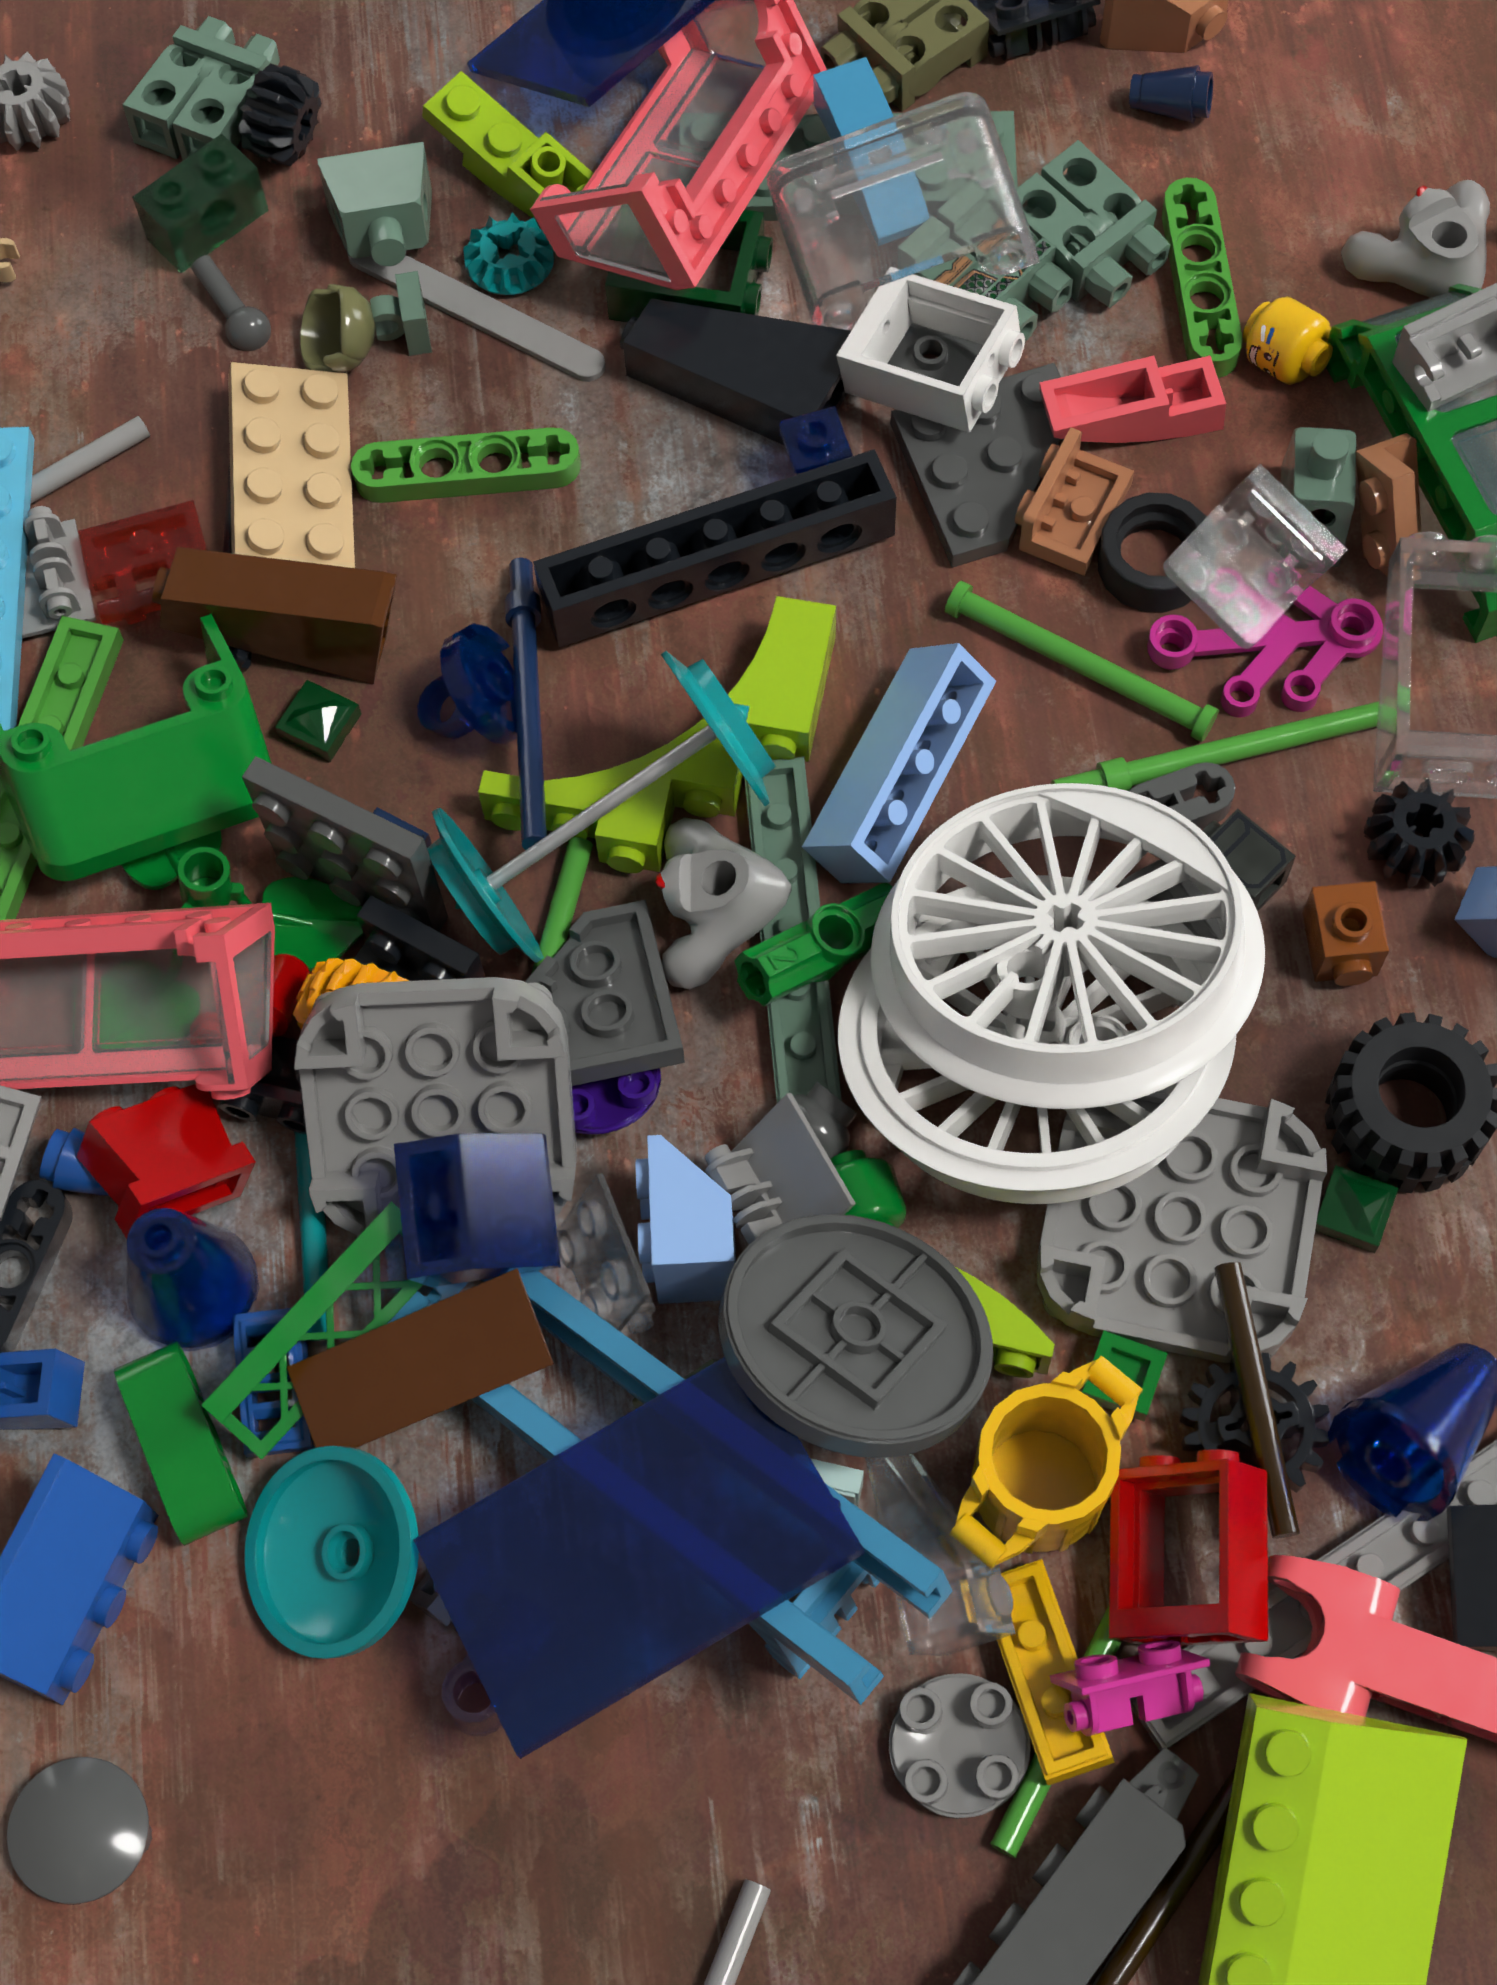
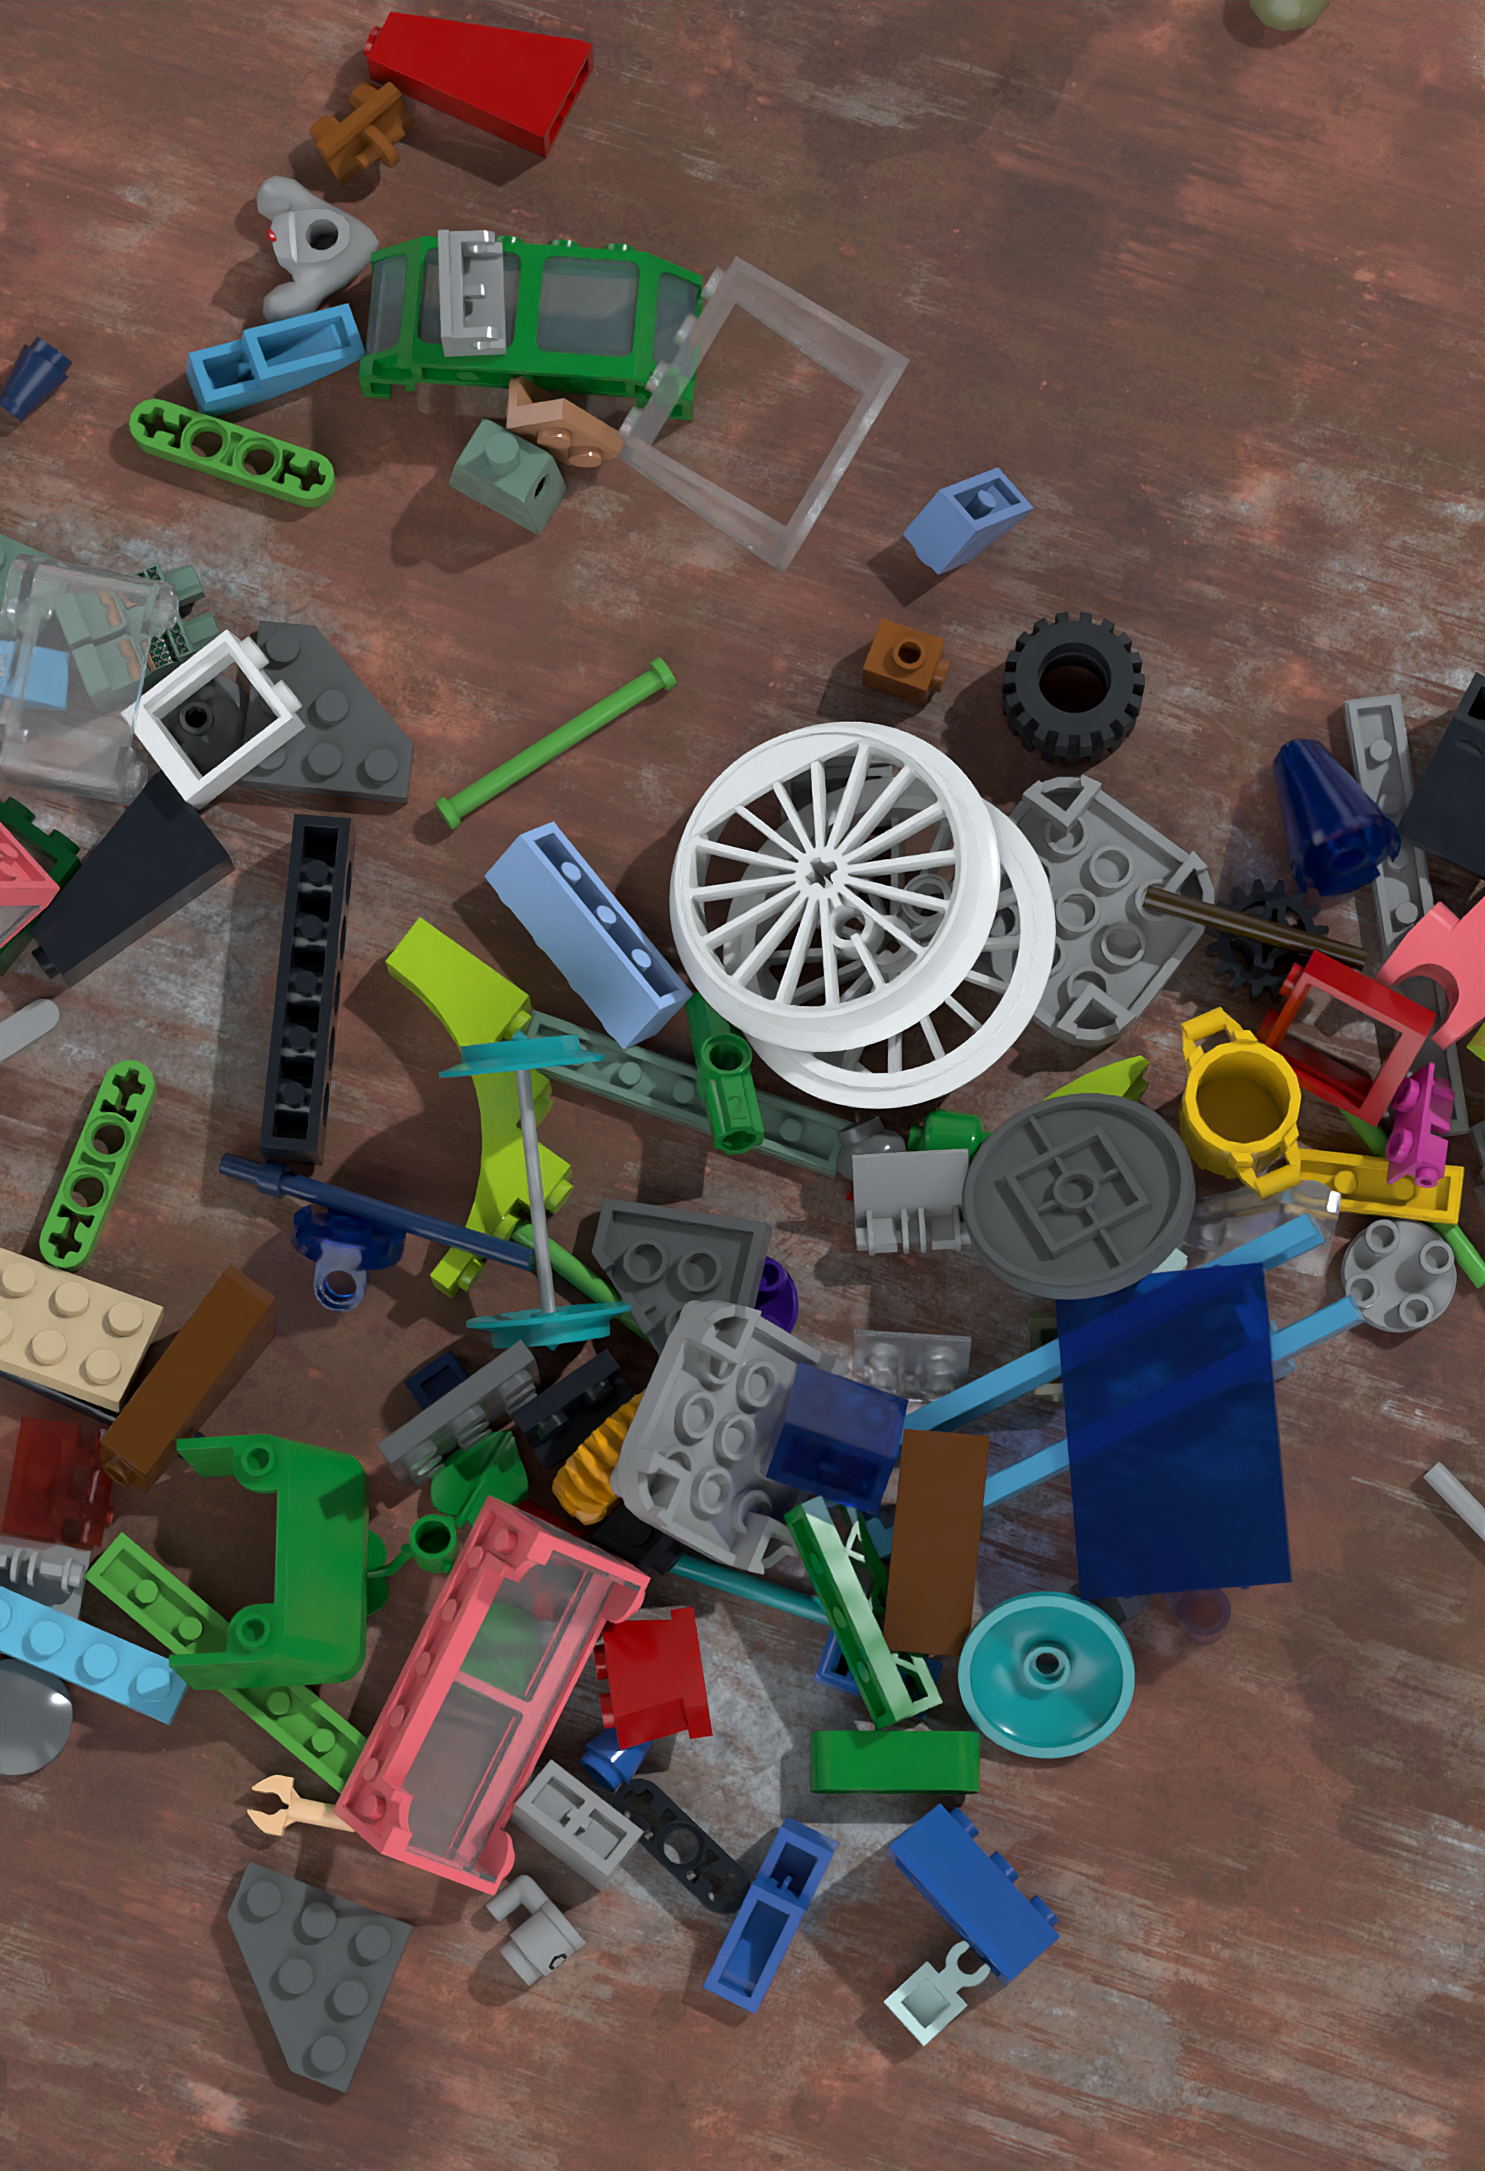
camera: 65 degrees left, 10 degrees up
(78, 1830) = (1164, 1959): dark grey dish -> none
(187, 1279) = (768, 1729): clear blue cone -> none
(318, 720) = (291, 1398): dark green tile -> none
(690, 1228) = (912, 1286): light blue slope -> none
(720, 893) = (630, 1134): light grey head -> none
(814, 440) = (254, 858): clear blue bracket -> none
(1071, 505) = (412, 675): nougat bracket -> none
(1093, 224) = (137, 519): sand green hips -> none
(1124, 775) = (677, 767): bright green bar -> none
(1136, 401) = (338, 574): coral slope -> none
(1136, 514) = (475, 591): black tyre -> none
(1137, 1362) = (1174, 1006): green plate -> none
(1179, 787) = (710, 731): dark grey beam -> none
(1252, 557) = (550, 562): clear bracket -> none
(1252, 855) = (804, 704): pearl dark grey brick -> none
(1276, 648) = (610, 575): dark pink plant -> none
(1287, 340) = (341, 417): yellow head -> none
(1306, 261) = (273, 360): none -> dark azure slope
(1355, 1209) = (1129, 775): dark green tile -> none
(1442, 827) = (845, 540): black gear -> none

